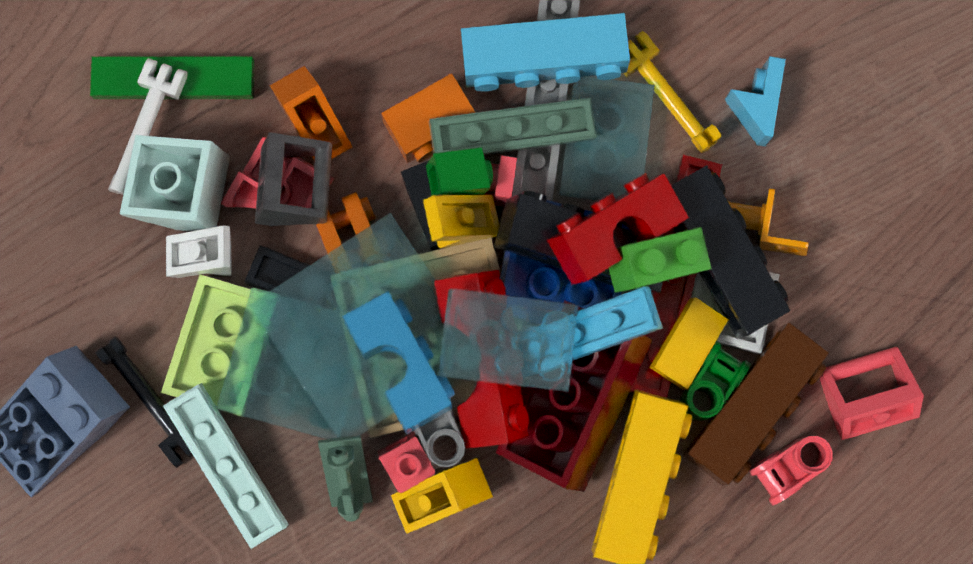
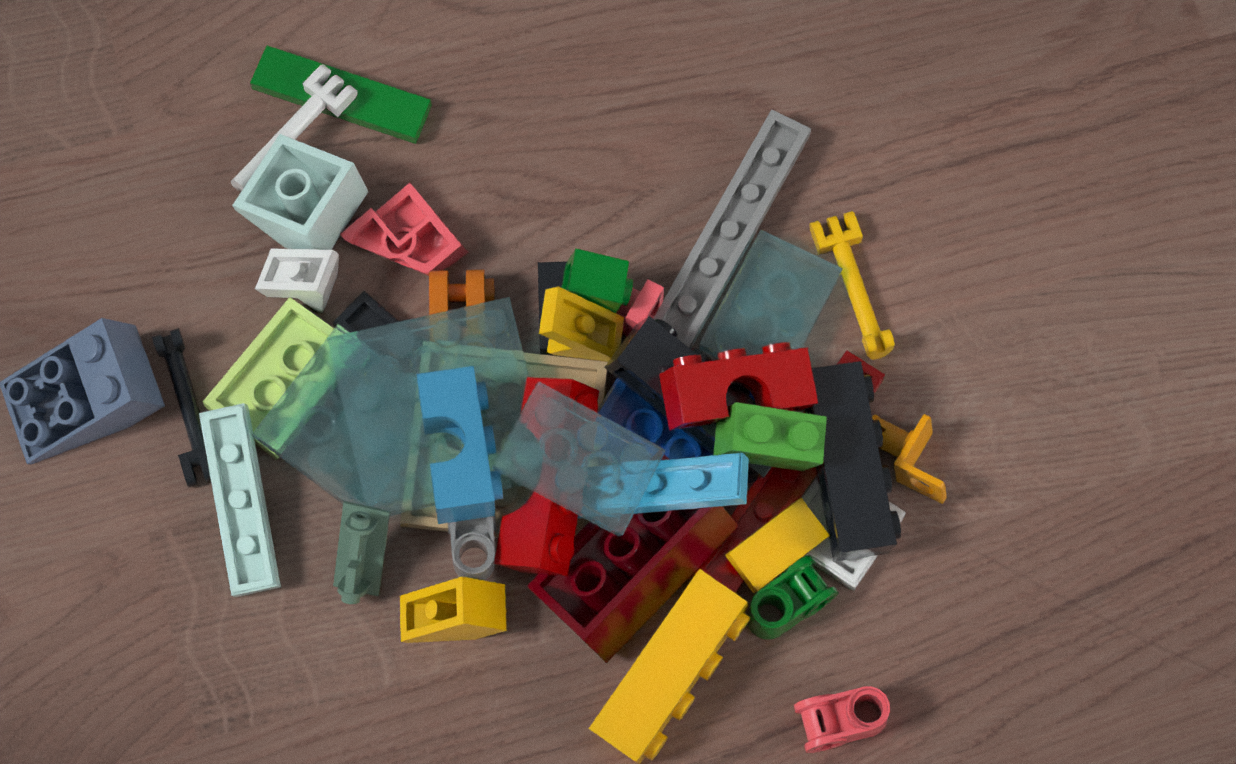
camera: 25 degrees right, 10 degrees down
(268, 205) = (427, 197): flat silver tile -> none
(310, 110) = (468, 179): orange slope -> none
(406, 462) = (428, 561): coral bracket -> none
(409, 119) = (591, 220): orange brick -> none
(515, 128) = (678, 259): sand green tile -> none
(545, 51) = (735, 192): medium azure brick -> none
(756, 405) = (827, 638): reddish brown brick -> none
(759, 110) = (947, 329): medium azure slope -> none
(875, 410) = (955, 690): coral tile -> none

